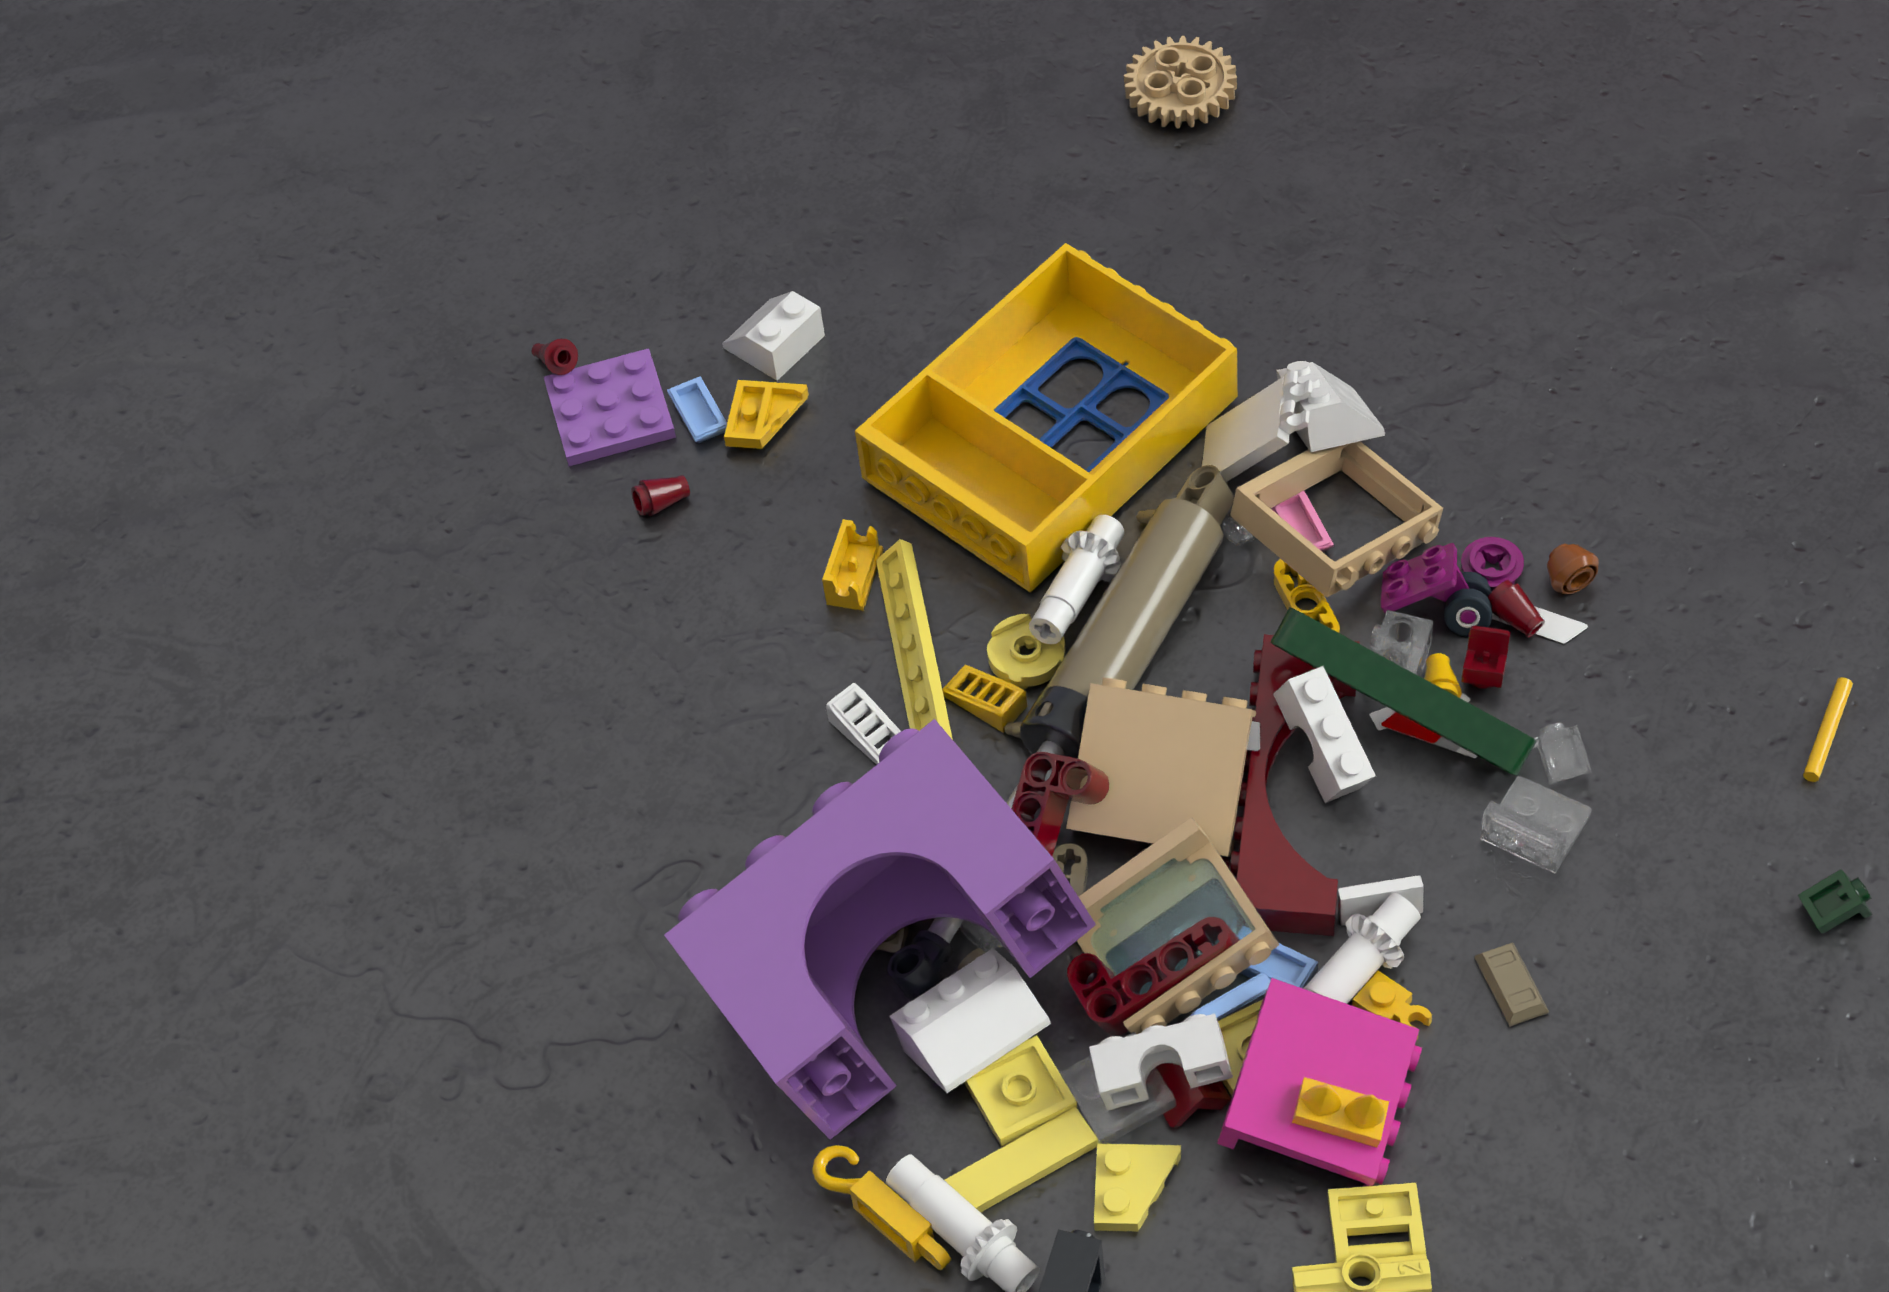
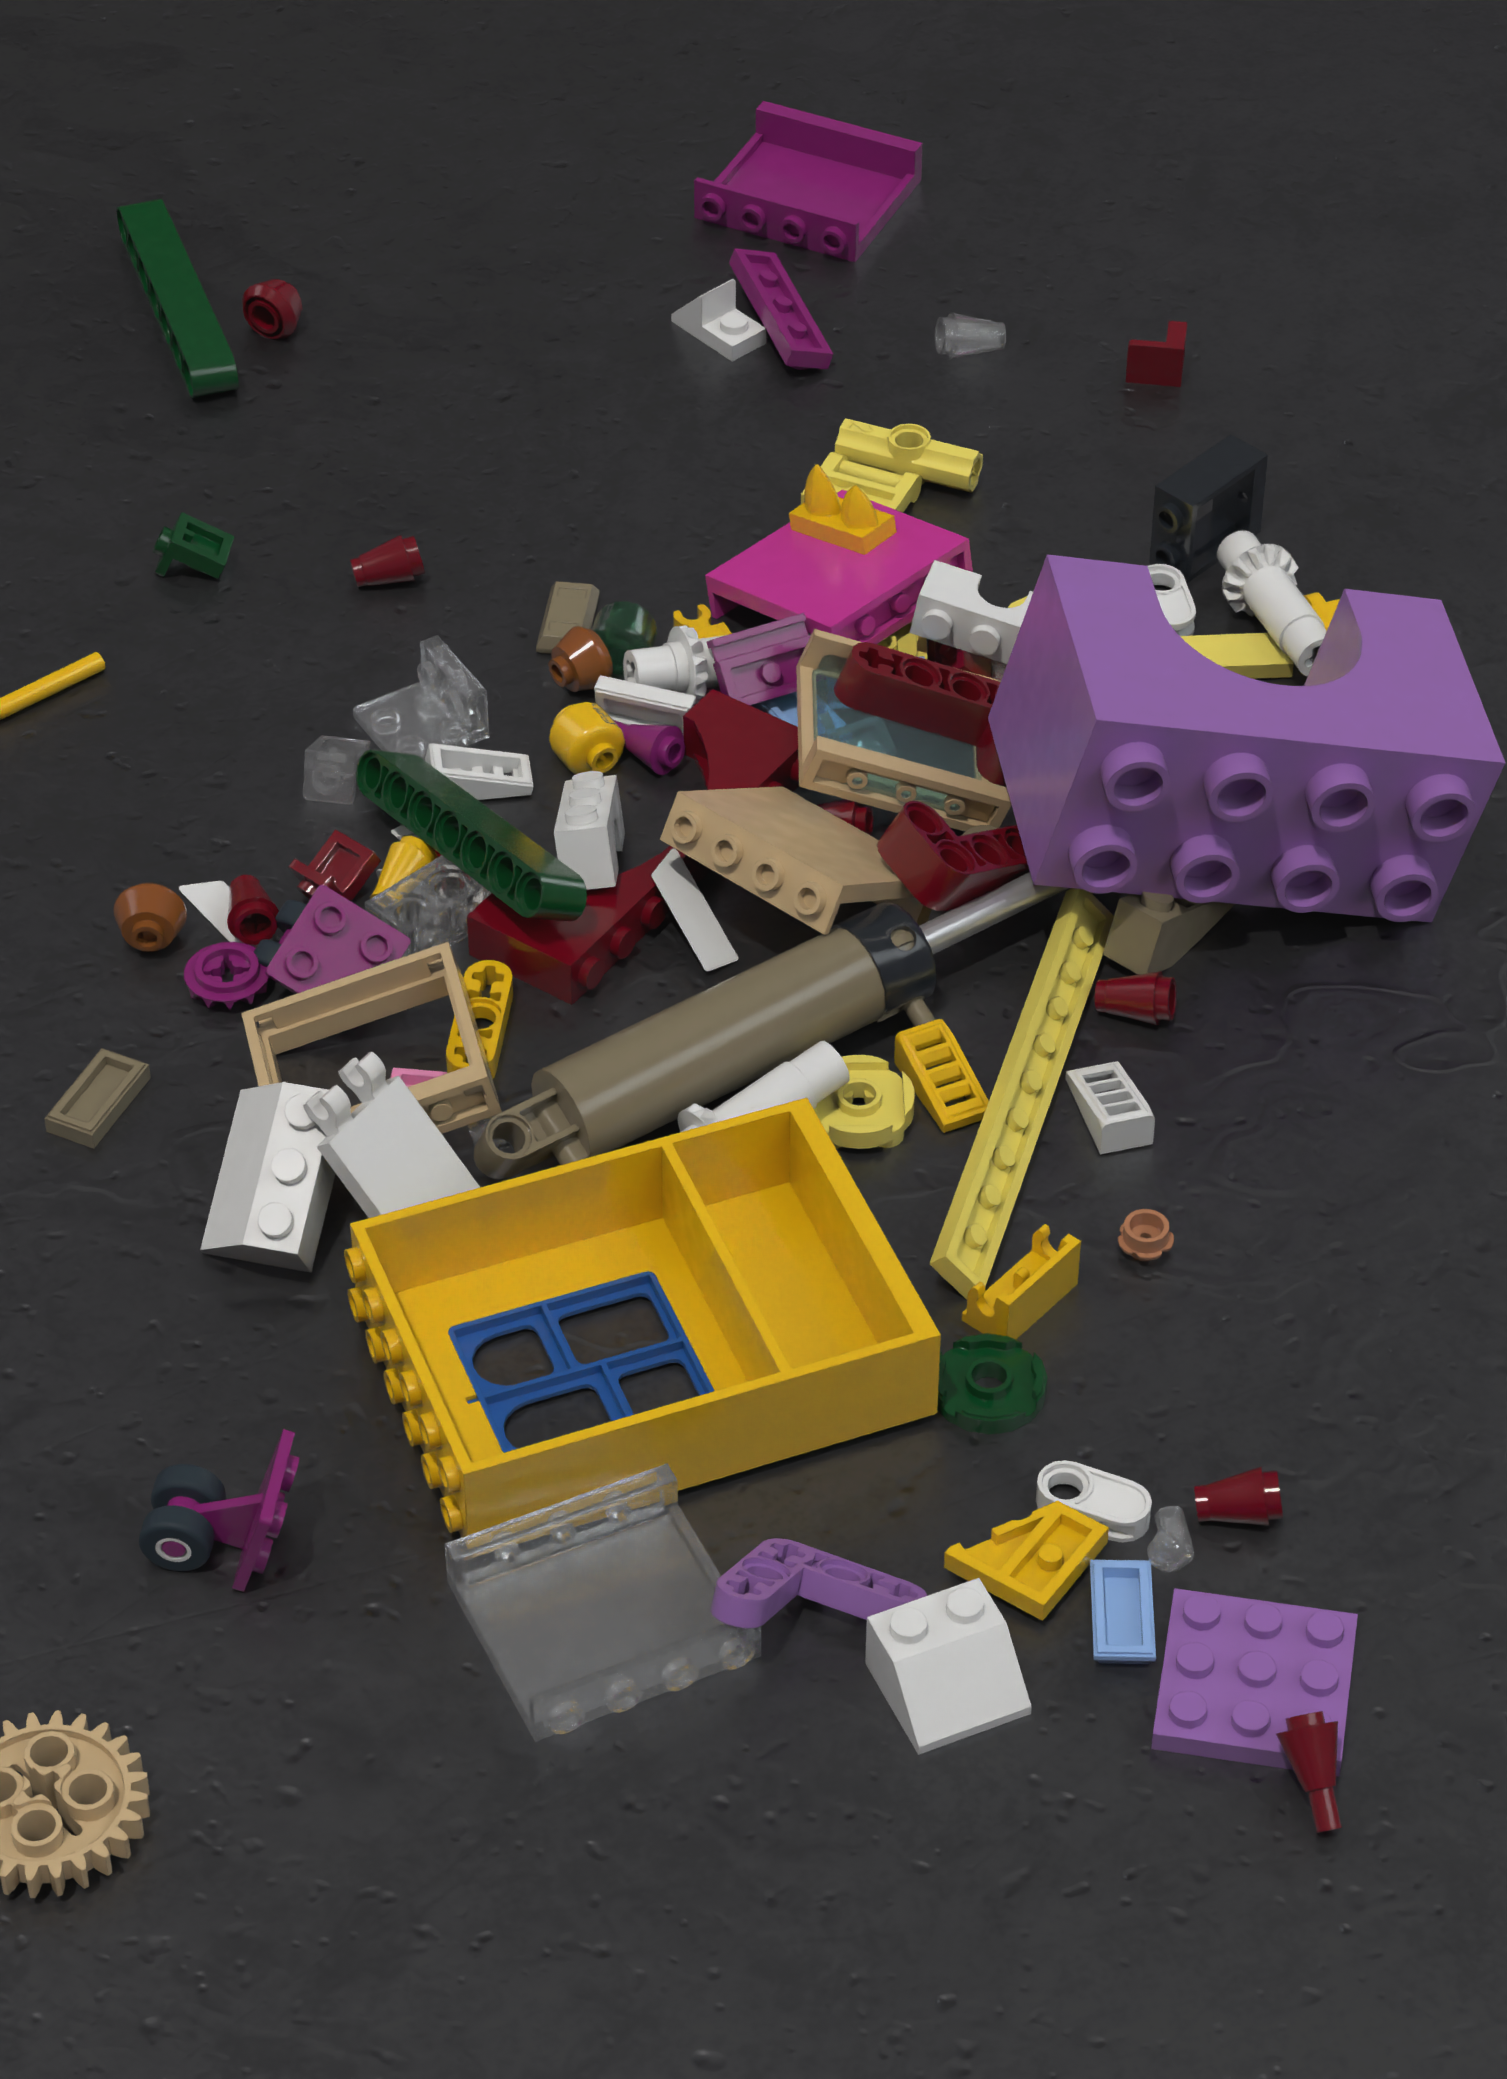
camera: 160 degrees left, 10 degrees down
(685, 452) = (1172, 1544): none -> clear arm
(736, 463) = (1103, 1497): none -> white piece
(796, 631) = (1145, 1235): none -> nougat plate
(838, 492) = (996, 1408): none -> dark green tile
(872, 340) = (785, 1568): none -> medium lavender beam
(955, 280) = (596, 1603): none -> clear panel
(1056, 1209) = (1177, 601): none -> white piece
(1219, 226) = (193, 1513): none -> plate
(1314, 952) = (760, 660): none -> magenta plate
(1354, 872) = (655, 745): none -> magenta cone
(1403, 854) = (585, 737): none -> yellow head
(1449, 965) = (624, 628): none -> clear green head
(1459, 922) = (580, 660): none -> dark orange cone
(1474, 770) = (482, 771): none -> white slope
(1497, 452) = (97, 1098): none -> dark tan tile
(1679, 960) = (389, 563): none -> dark red cone

